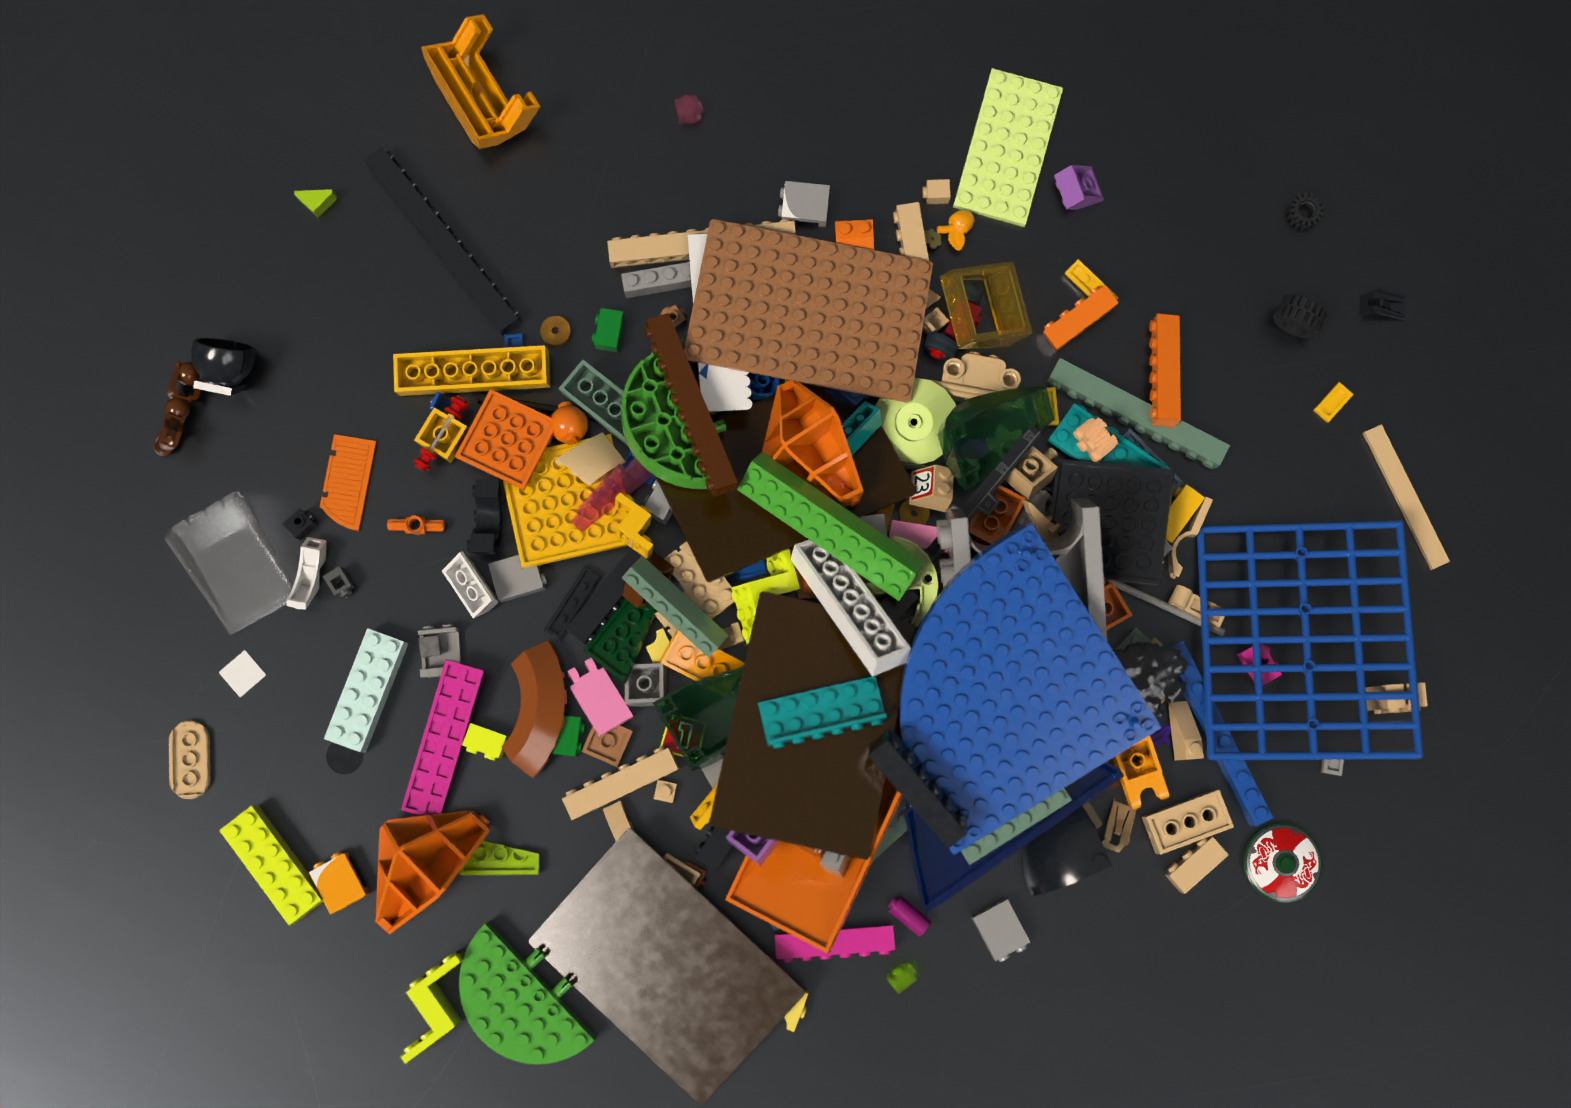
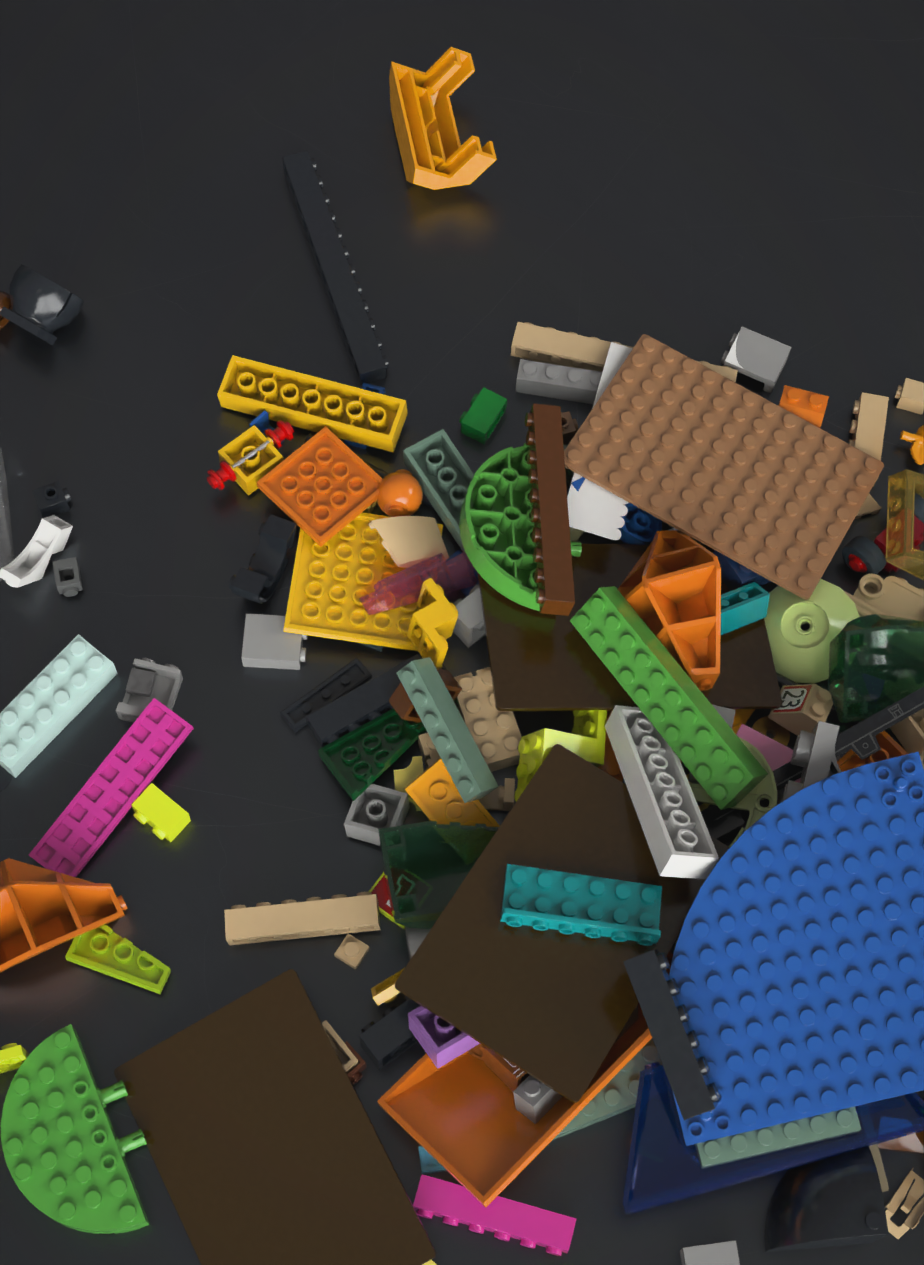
camera: 20 degrees right, 15 degrees down
(316, 200) = (214, 181): lime slope -> none
(348, 480) = (125, 475): orange piece -> none
(406, 525) = (190, 551): orange axle -> none
(469, 585) = (215, 629): white slope -> none
(540, 708) = (240, 796): dark orange brick -> none
(561, 337) = (422, 407): pearl gold piece -> none
(569, 737) = (260, 842): green brick -> none
(599, 698) = (314, 811): bright pink tile -> none
(609, 746) = (305, 866): medium nougat plate -> none
(617, 819) = (280, 958): tan slope -> none
(688, 109) = (658, 223): clear pink brick -> none
(752, 571) = (533, 723): blue tile -> none
(909, 915) = (600, 1216): magenta brick -> none
(932, 238) = (892, 443): olive plant -> none
(934, 321) = (866, 528): tan bracket -> none

